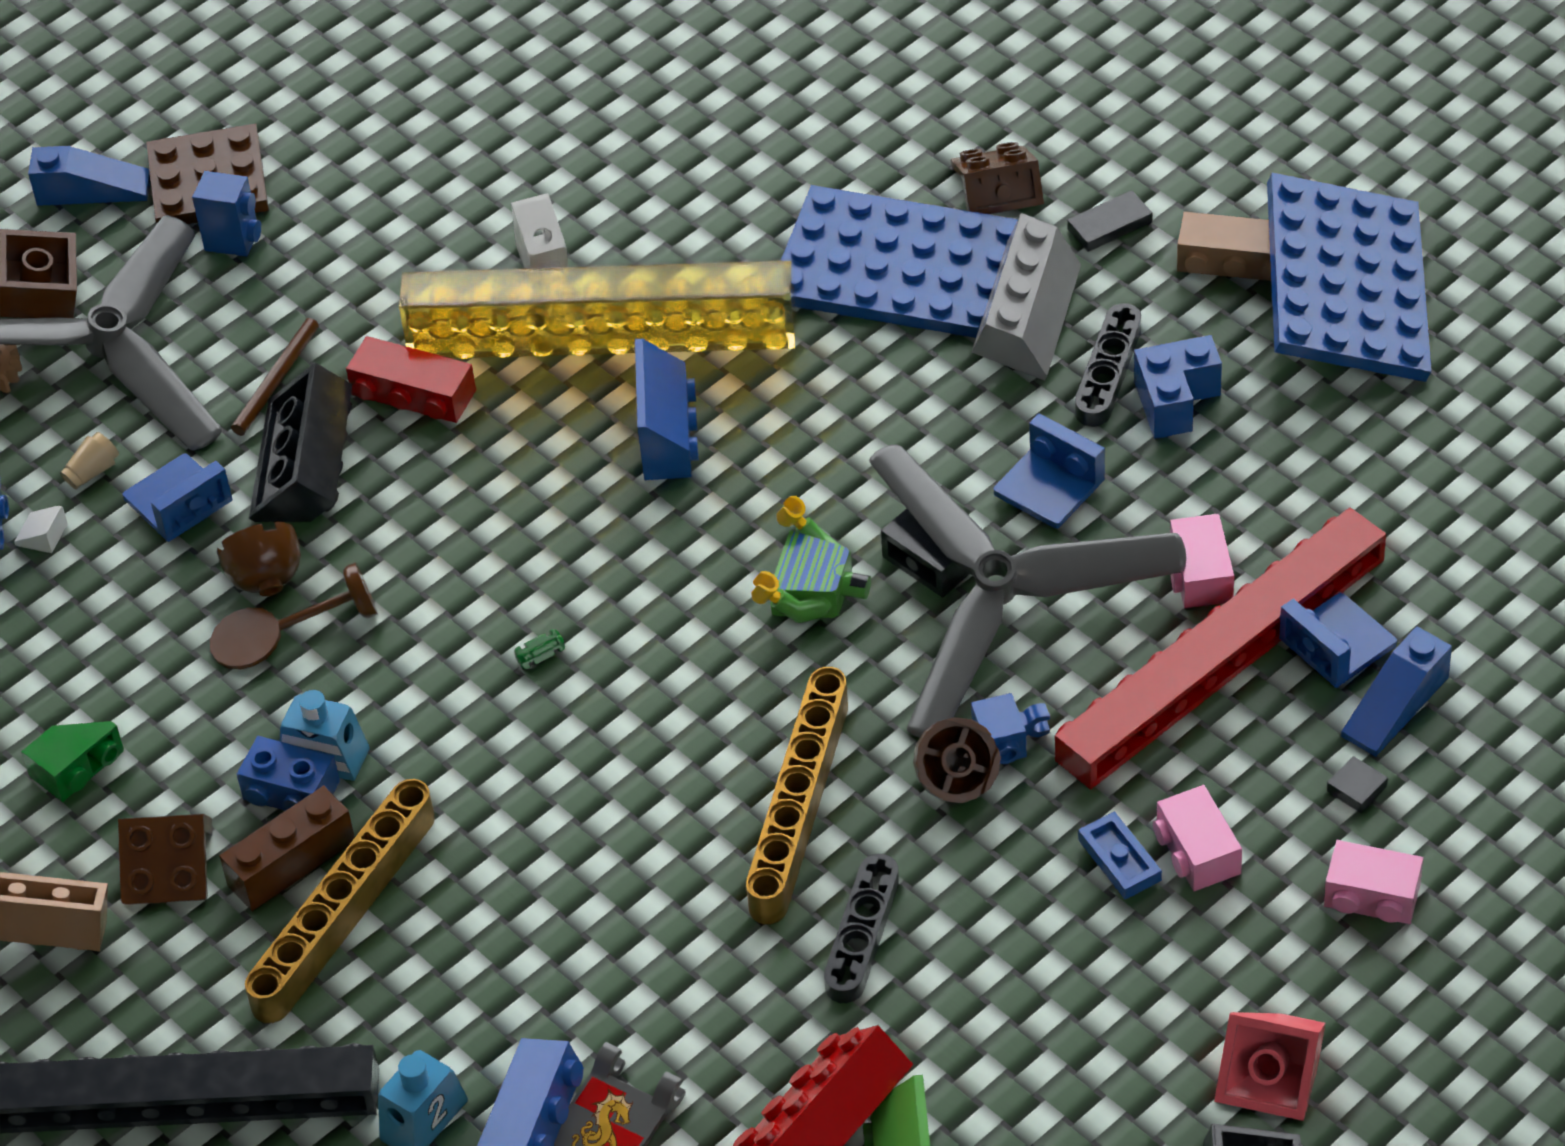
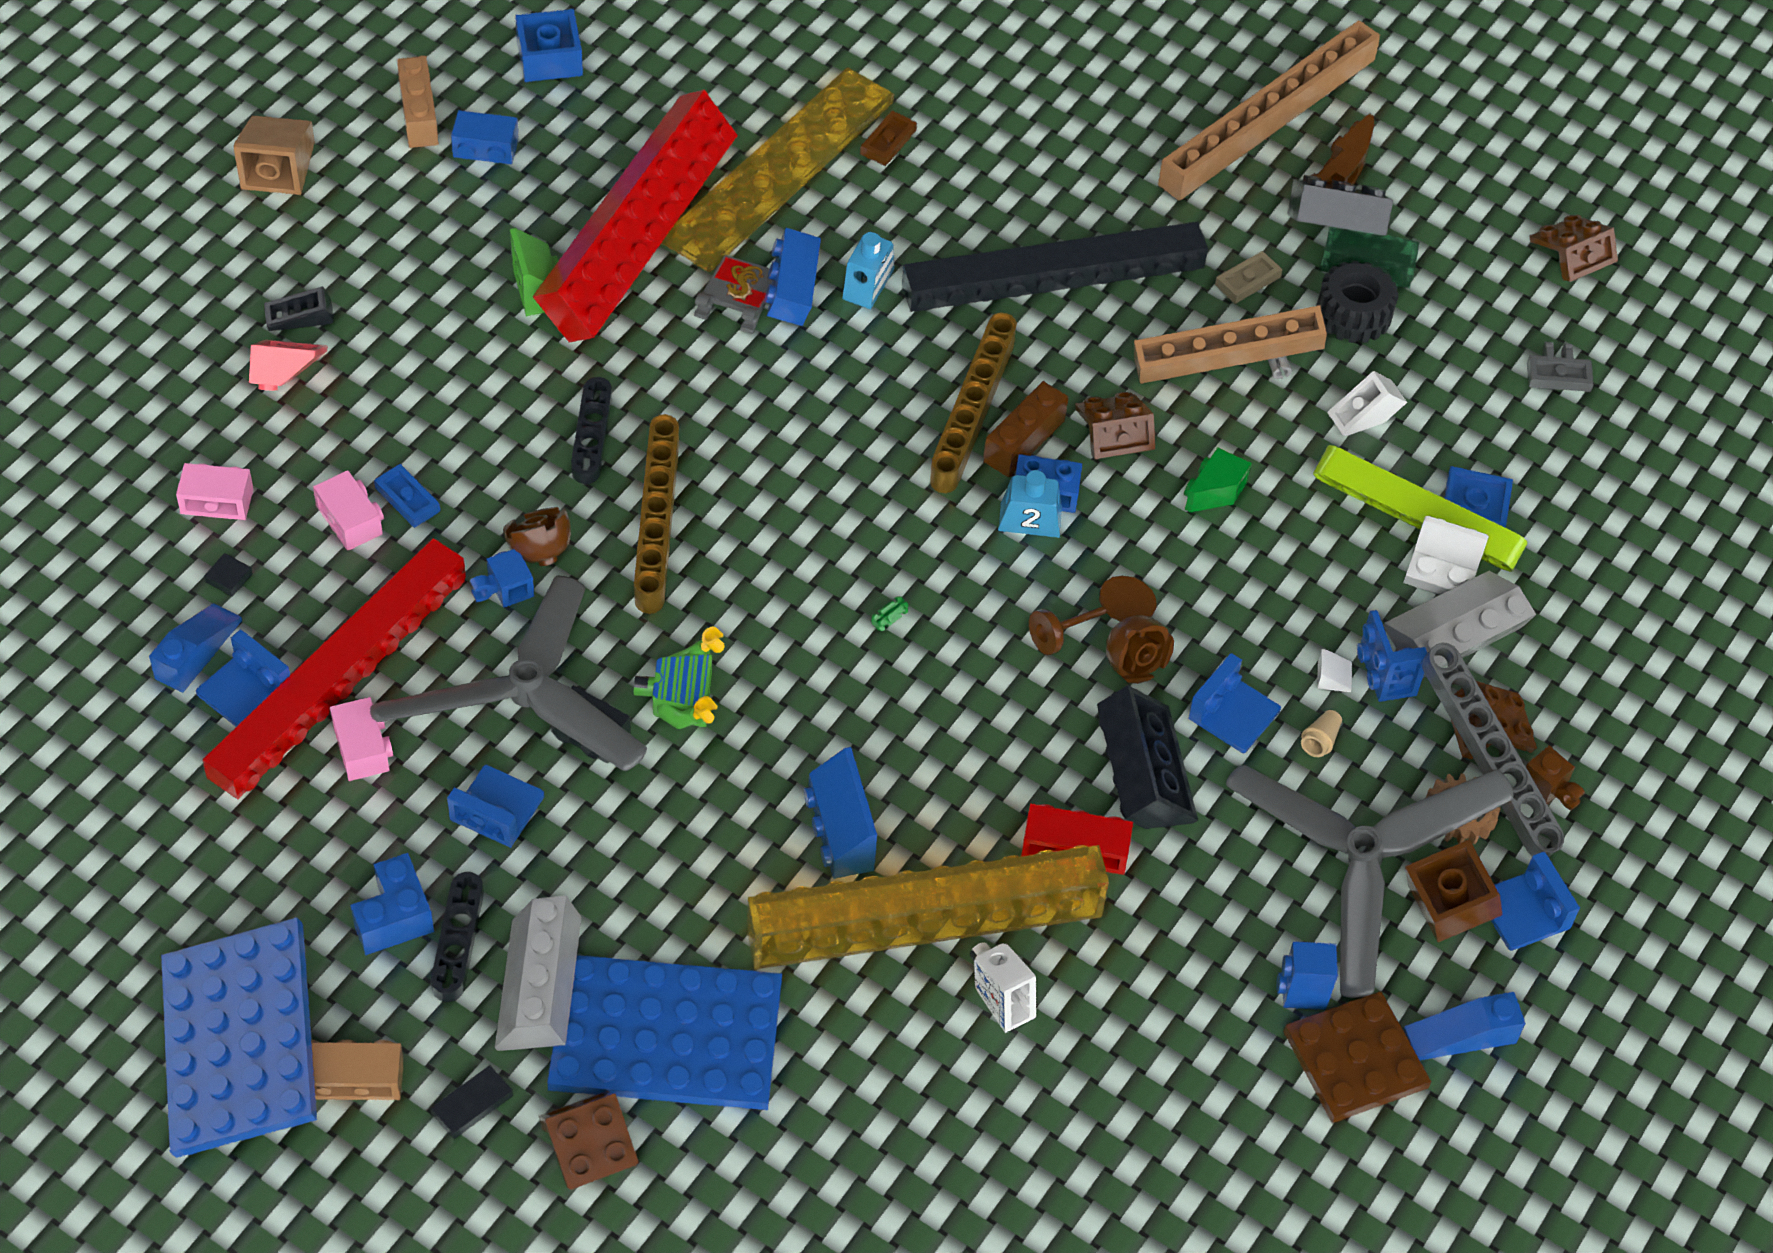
camera: 160 degrees right, 5 degrees up
(274, 377) = (1201, 843): reddish brown bar -> none

